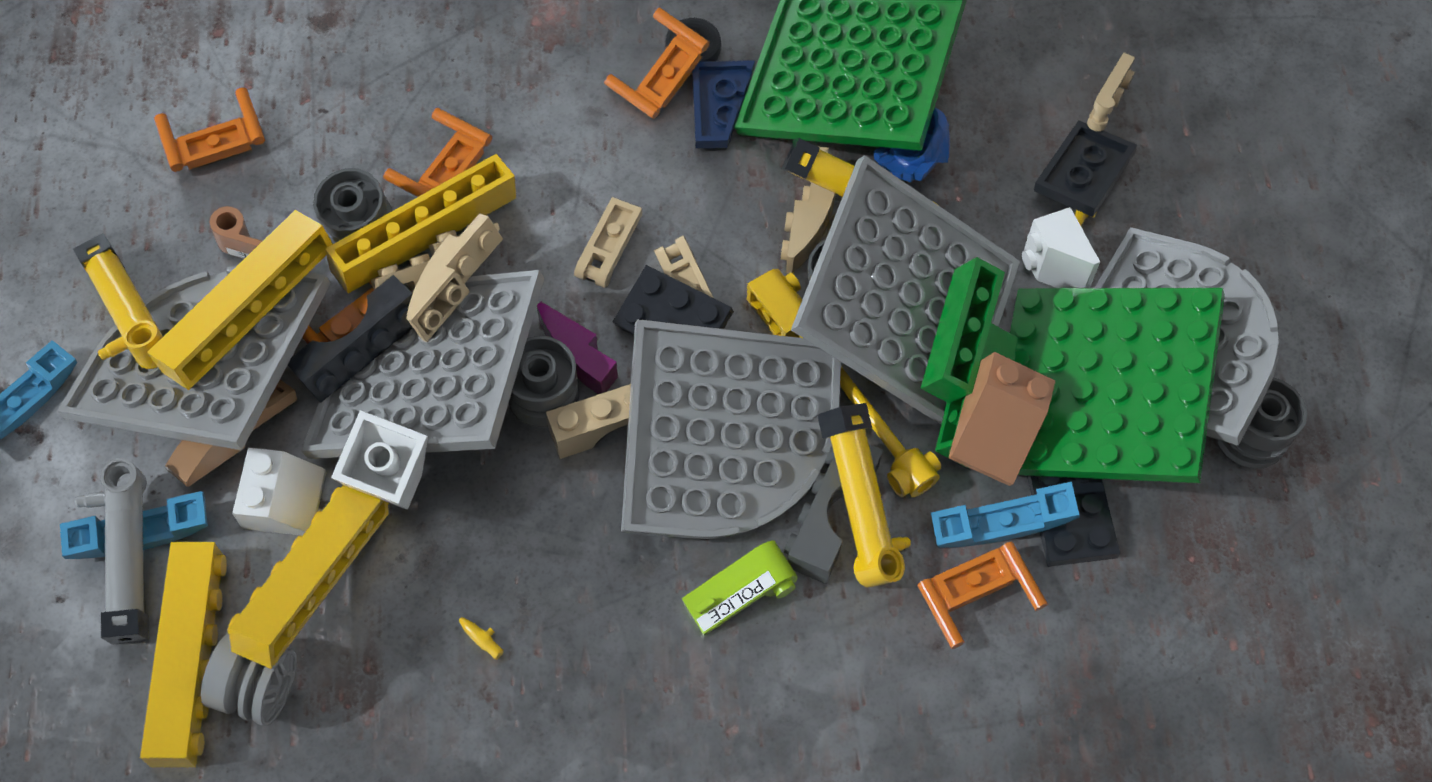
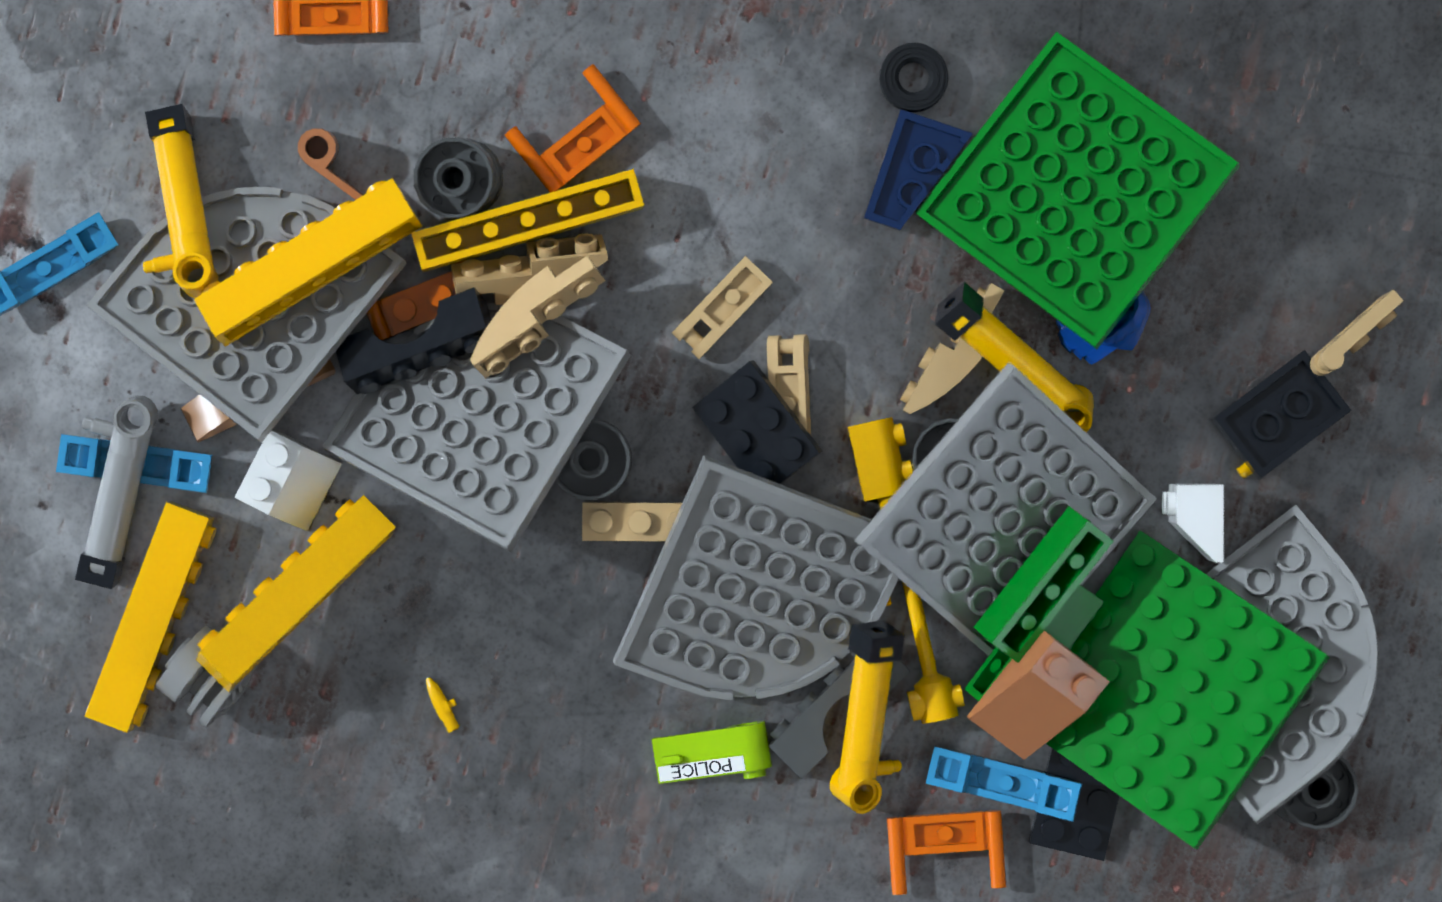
camera: 25 degrees right, 25 degrees up
(382, 460) = (395, 514): white slope -> none
(592, 366) = (640, 427): magenta slope -> none
(668, 71) = (868, 114): orange plate -> none

